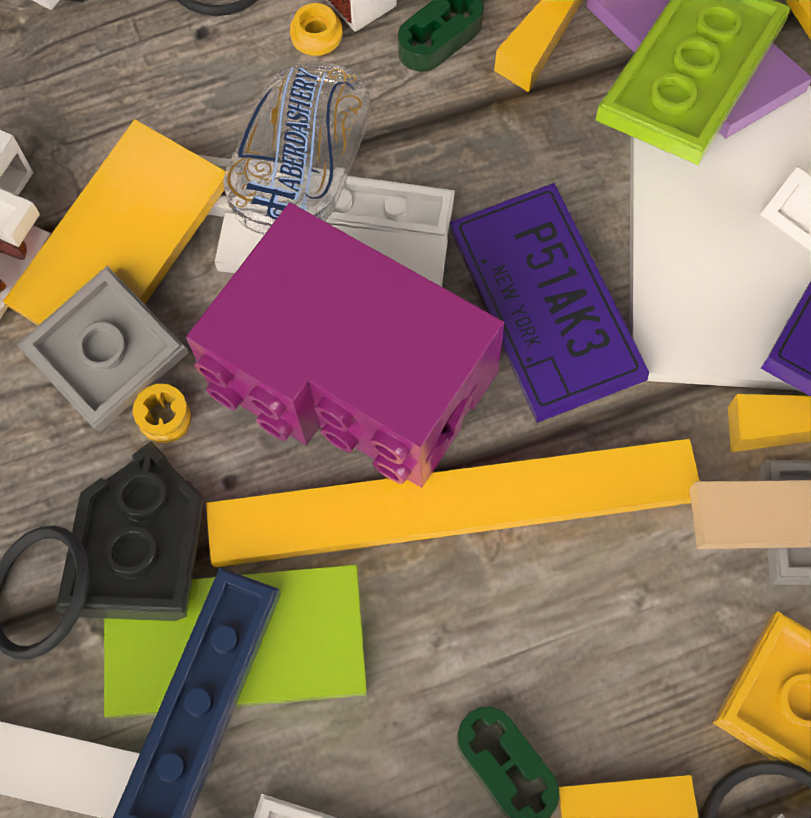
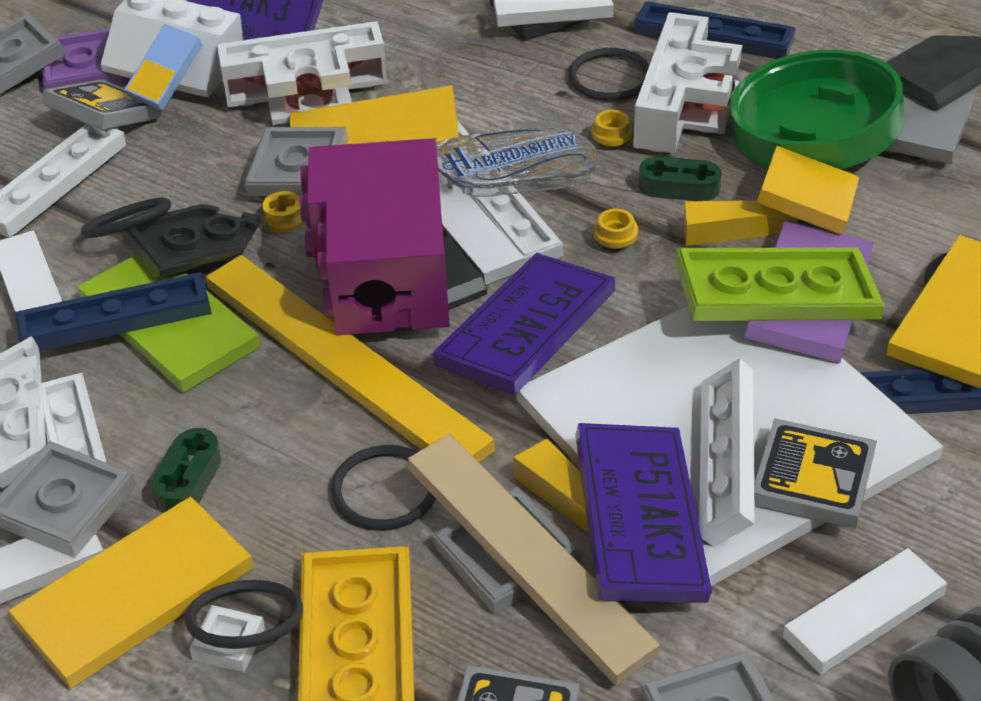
camera: 55 degrees right, 25 degrees down
(471, 120) = (615, 229): none -> yellow plate
(639, 629) = (366, 522): none -> black tyre

